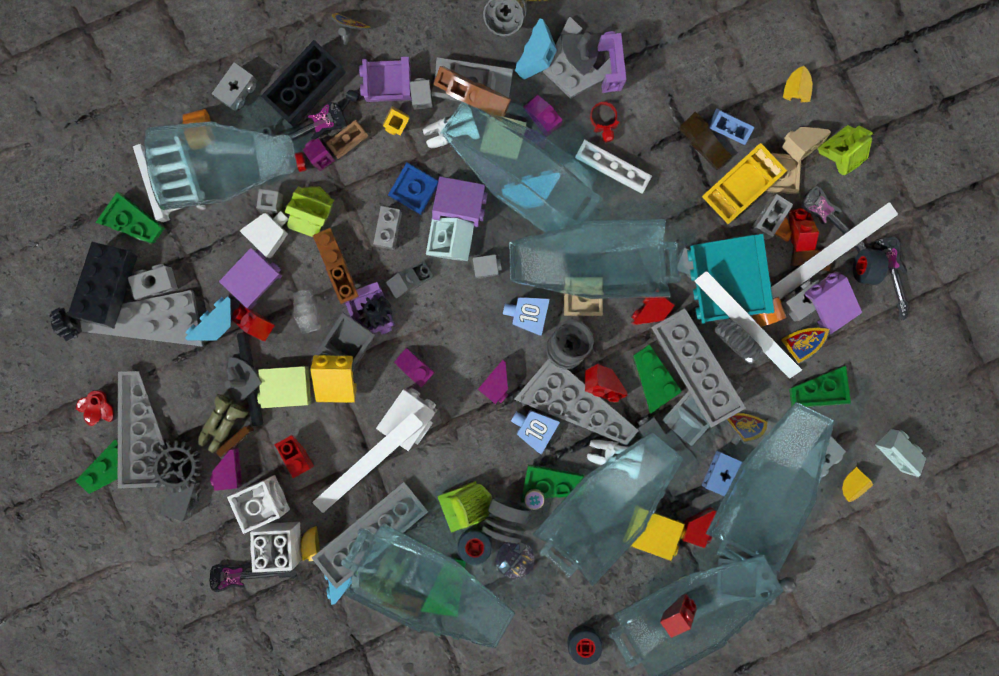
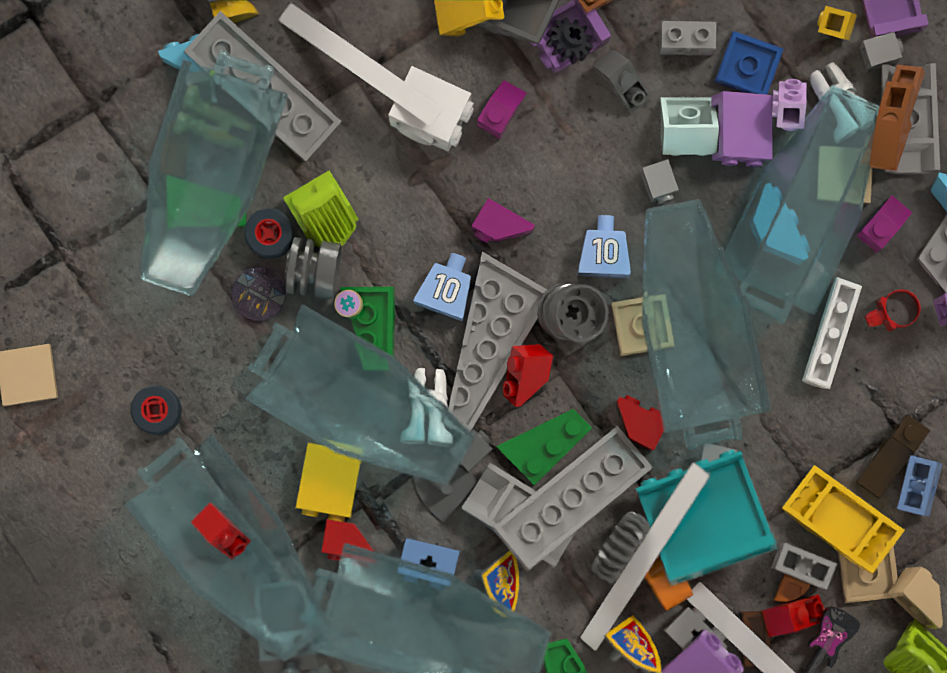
camera: 75 degrees right, 5 degrees down
(449, 164) = (790, 104): none -> lavender brick

